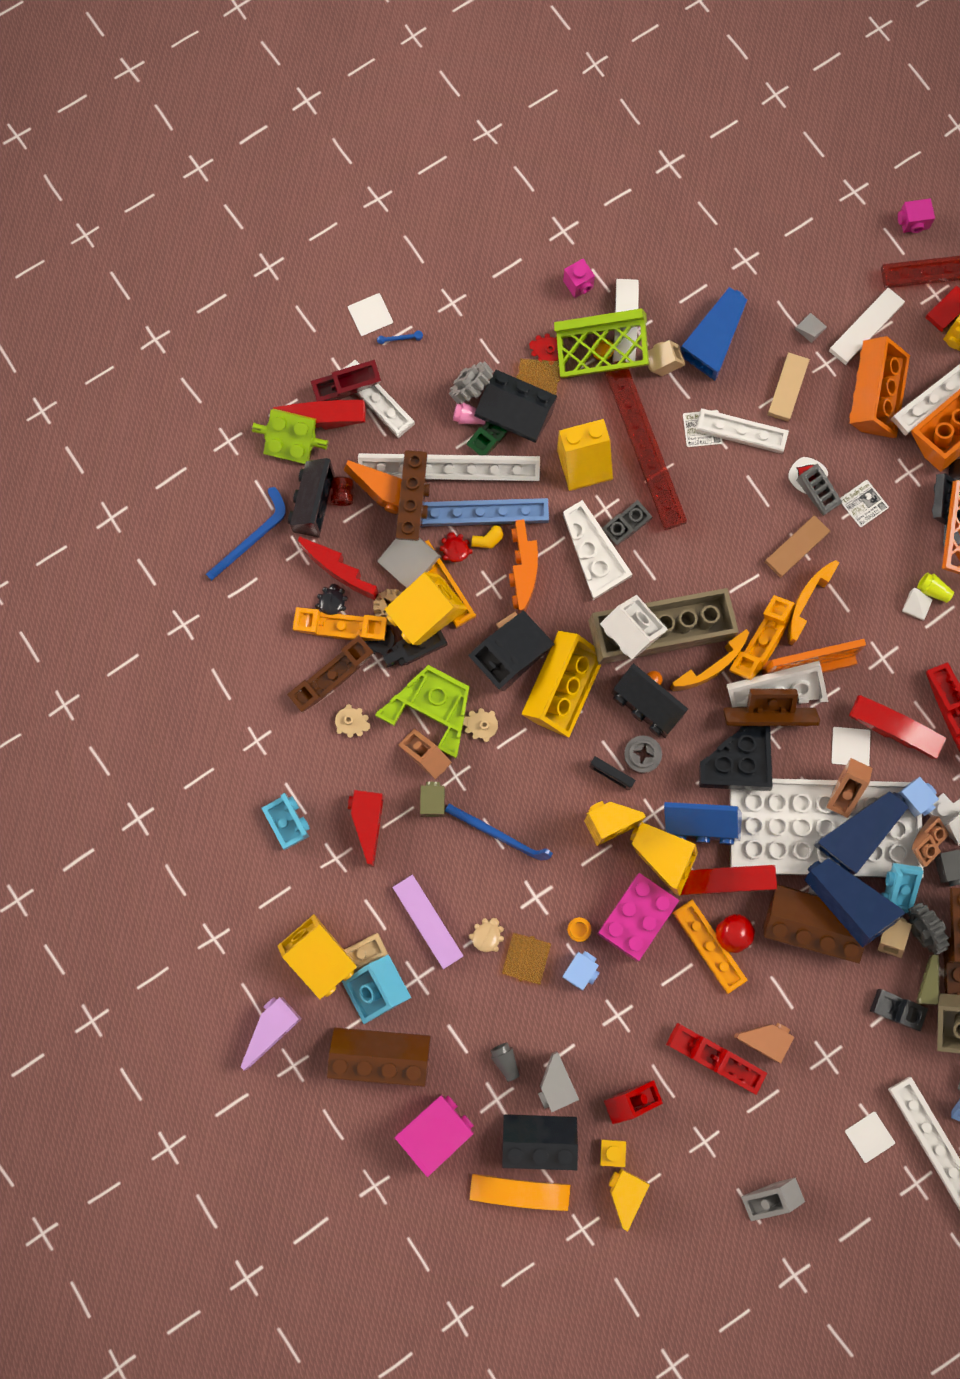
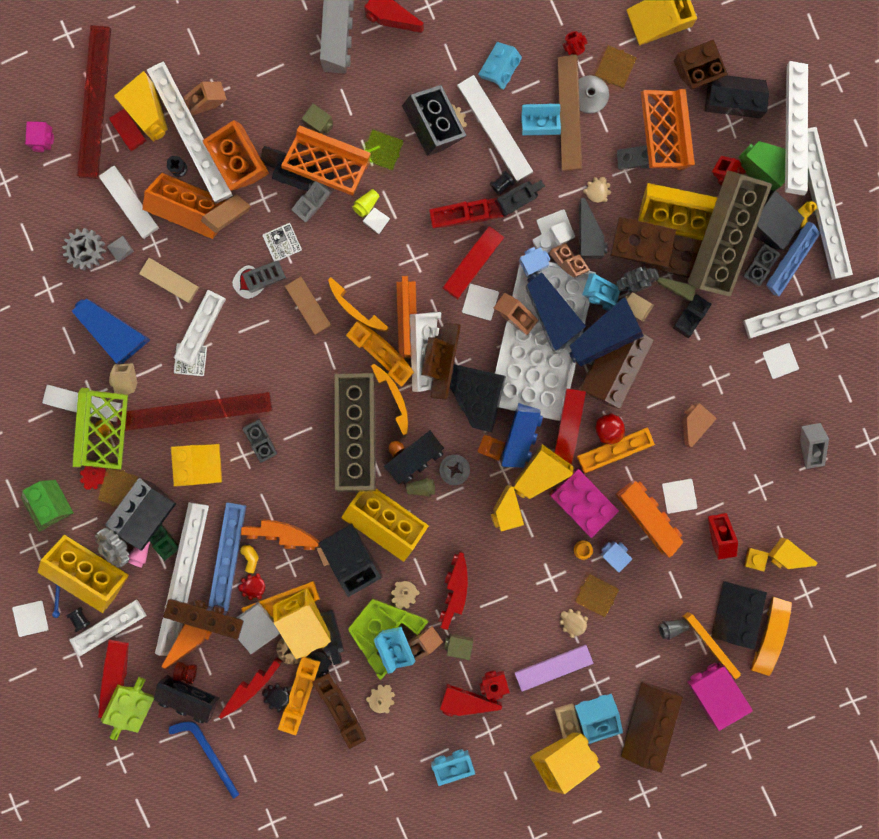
camera: 80 degrees left, 10 degrees up
(271, 1027) = (611, 806): lavender slope -> none
(346, 381) = (89, 653): dark red slope -> none
(384, 361) = (78, 619): none -> black bush
(397, 859) = (497, 691): none -> red brick
(416, 721) = (394, 649): none -> medium azure bracket
(433, 358) = (82, 573): none -> yellow slope
(494, 1115) = (711, 644): none -> light orange tile
(505, 302) = (46, 503): none -> bright green slope
(508, 785) = (458, 583): none -> red slope
(543, 854) = (482, 615): blue piece -> none
(556, 1085) = (702, 593): light grey slope -> none
(579, 278) = (36, 435): dark pink brick -> none
(596, 553) = (282, 471): white wing -> none
(612, 773) = (465, 498): black tile -> none
(613, 719) = (423, 487): none -> olive cone
(633, 626) = (354, 460): white slope -> none
(637, 1003) = (649, 518): none -> orange slope
(659, 1035) = (679, 496): none -> white sticker
(679, 791) = (491, 447): none -> orange slope
(716, 1058) = (701, 465): red slope -> none
(791, 292) = (80, 257): none -> light grey gear
(883, 430) = (226, 213): none -> medium nougat tile
(921, 527) = (311, 201): none -> light grey slope
(925, 362) = (181, 171): none -> black bush

